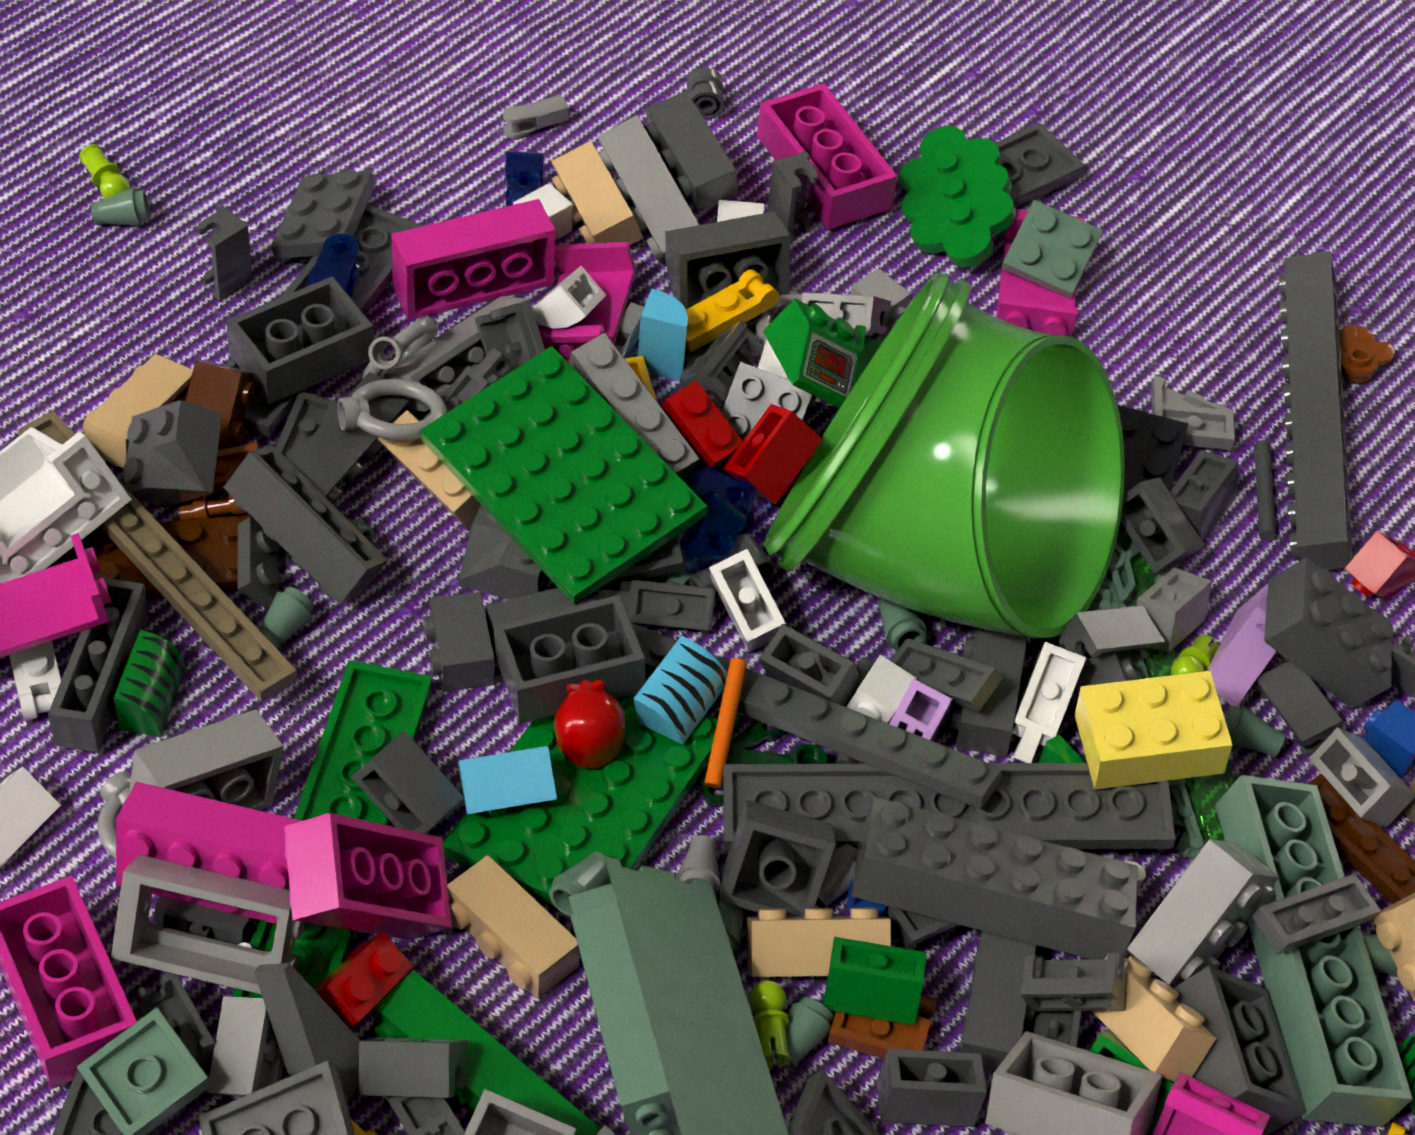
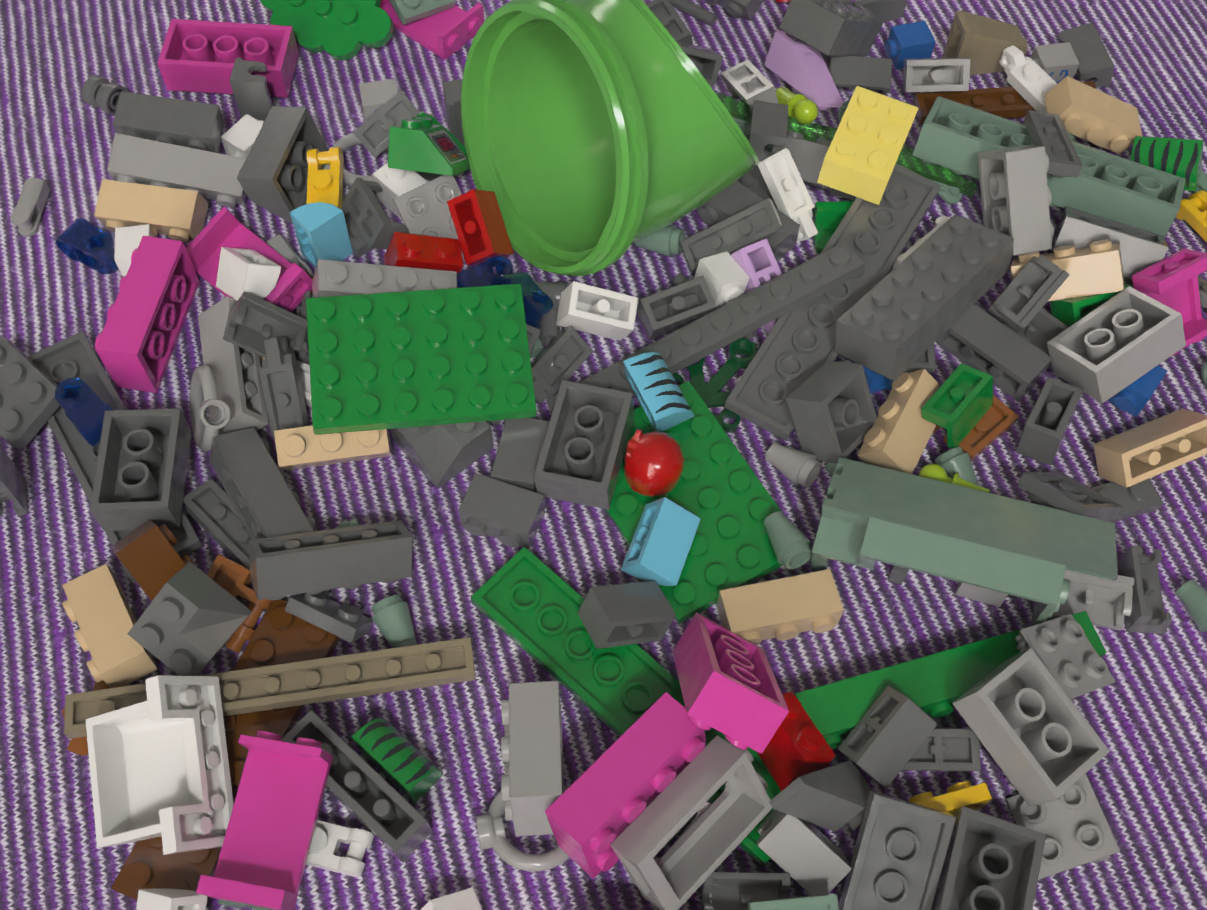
camera: 55 degrees left, 10 degrees up
(355, 412) = (255, 466): light grey piece -> none
(725, 722) = (693, 380): orange bar -> none

